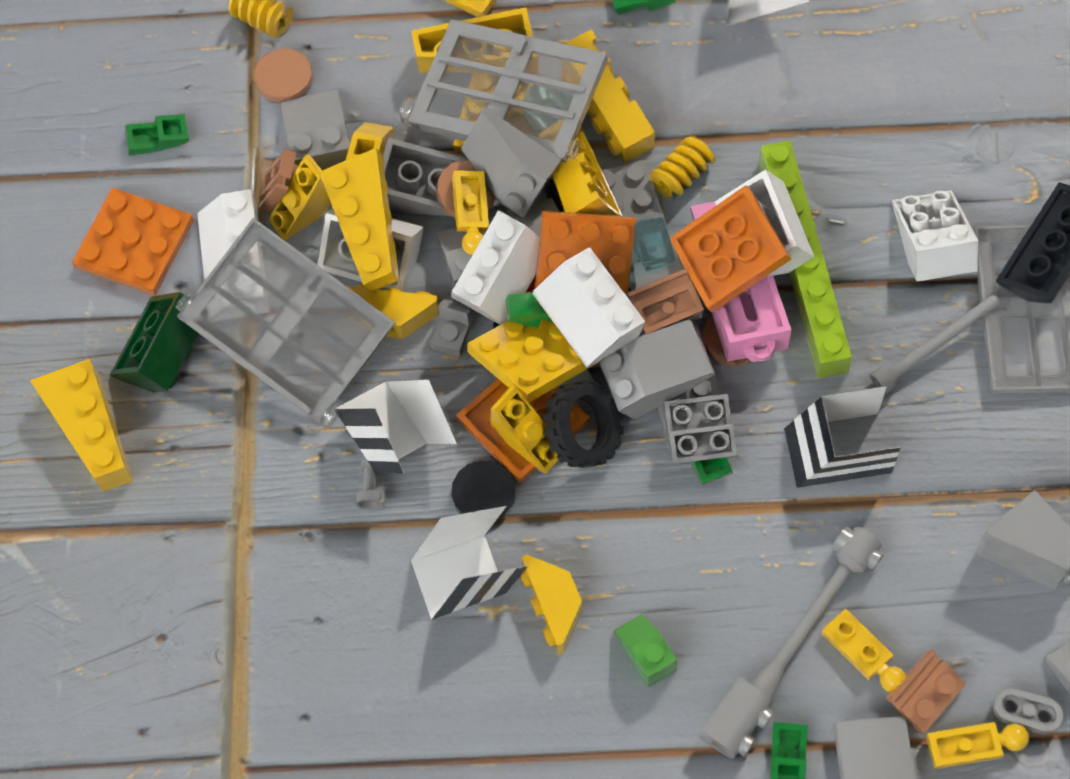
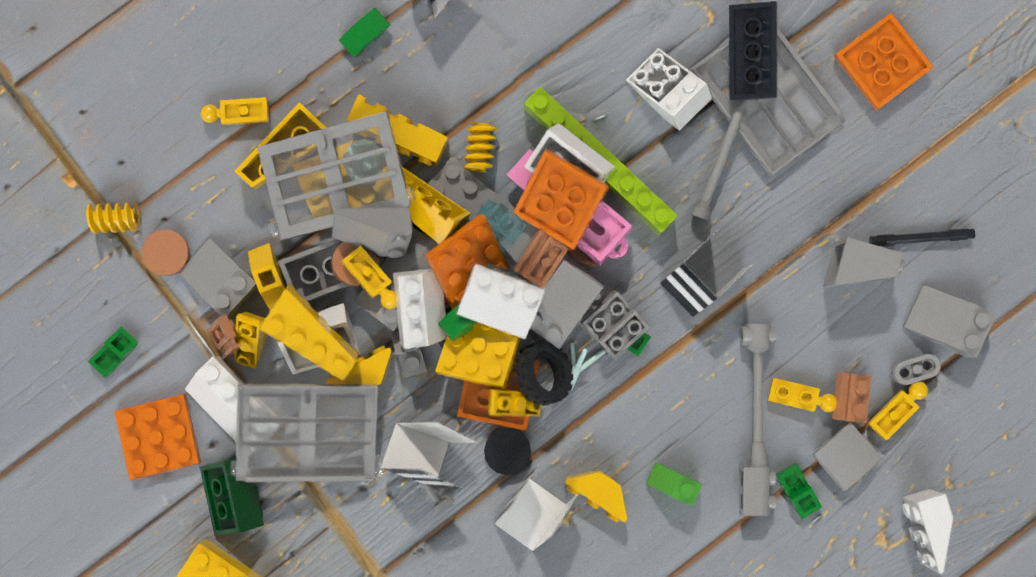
camera: 40 degrees left, 20 degrees up
(621, 455) = (578, 367): none -> light aqua plant

